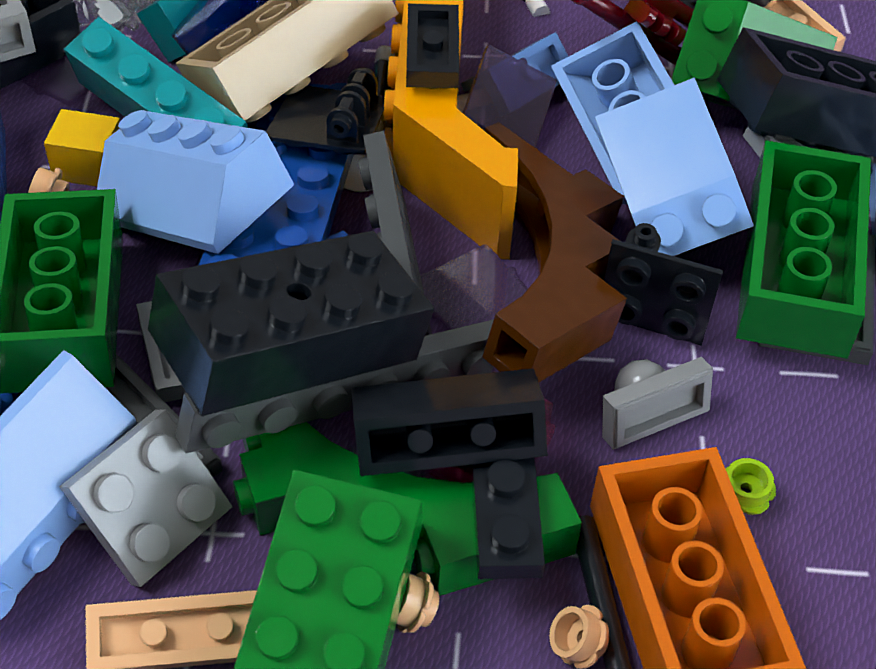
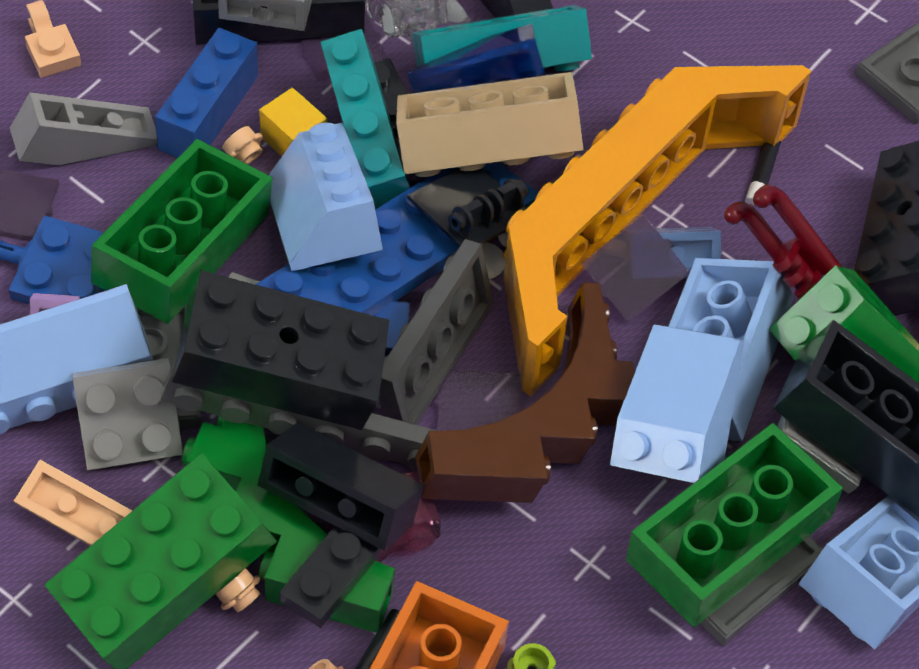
camera: 35 degrees right, 5 degrees up
(432, 46) = (571, 195): black plate -> none
(654, 399) = (523, 565): light grey tile -> none
(661, 289) = (584, 483): black hinge -> none

